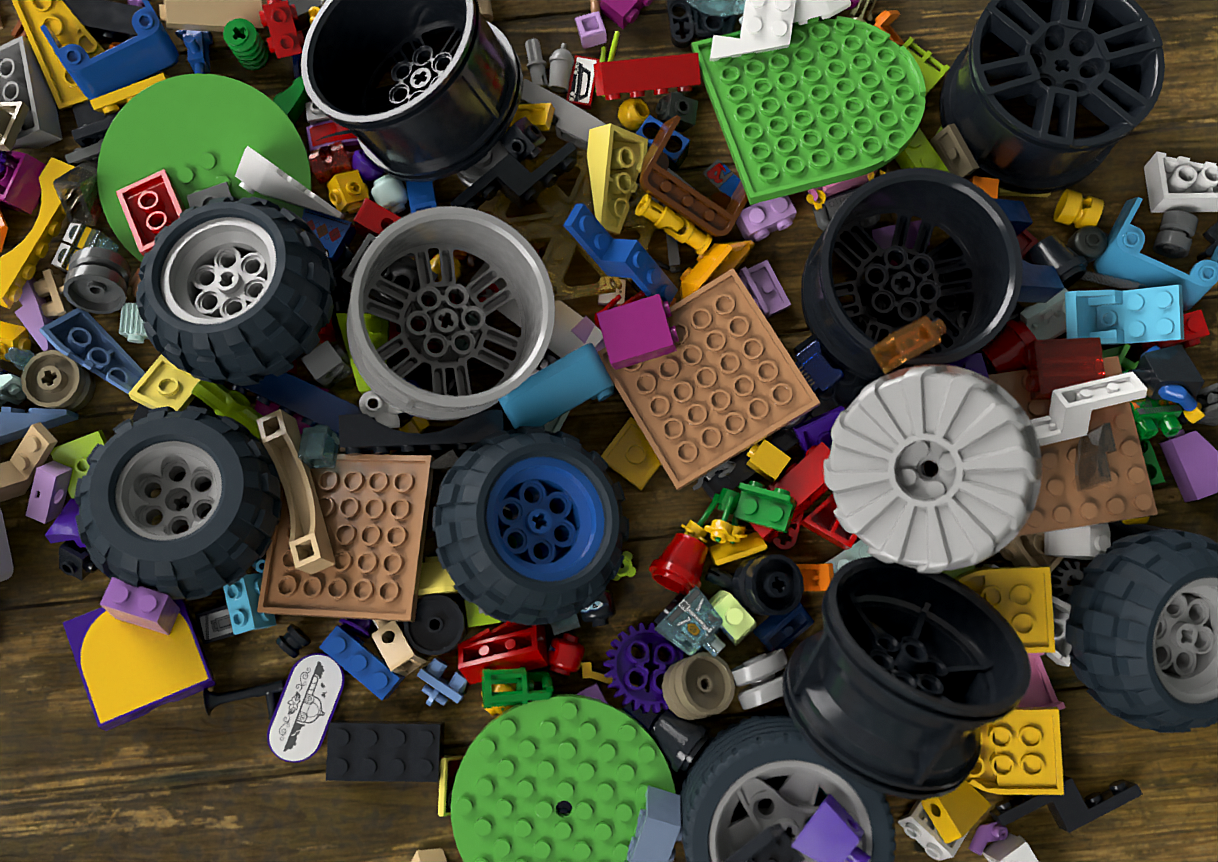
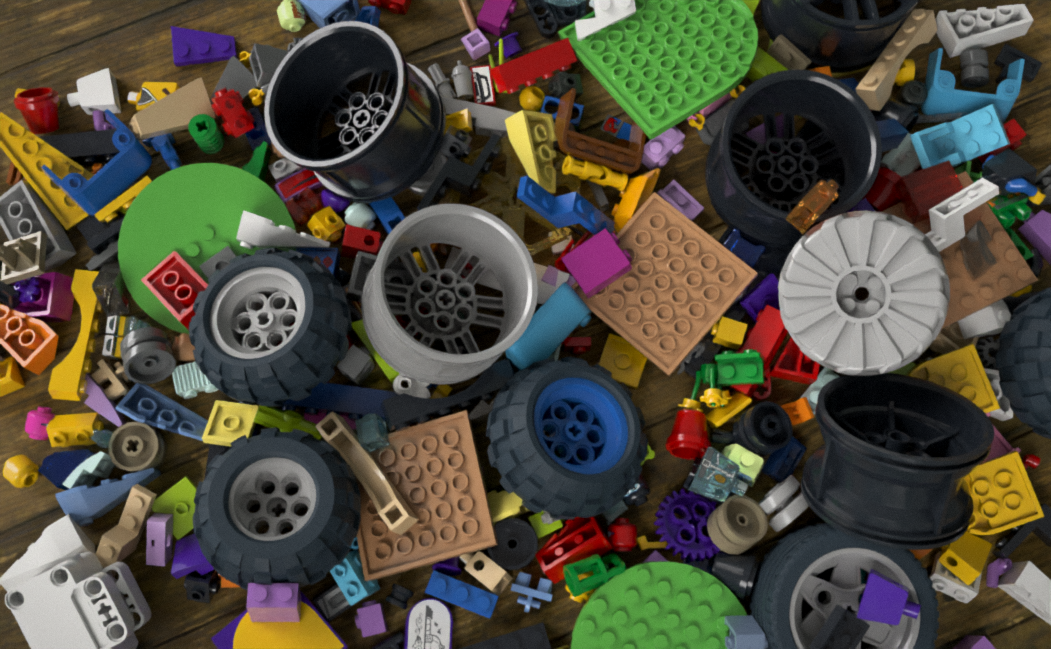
camera: 20 degrees left, 5 degrees down
(253, 656) = (371, 619): none -> medium lavender brick
(589, 419) = (578, 345): none -> red bracket
(629, 43) = (510, 45): none -> dark purple piece
(1049, 217) = (878, 81): none -> tan arch
(1073, 721) = (1031, 461): none -> red hand
(1166, 491) = (1036, 262): none -> black arm

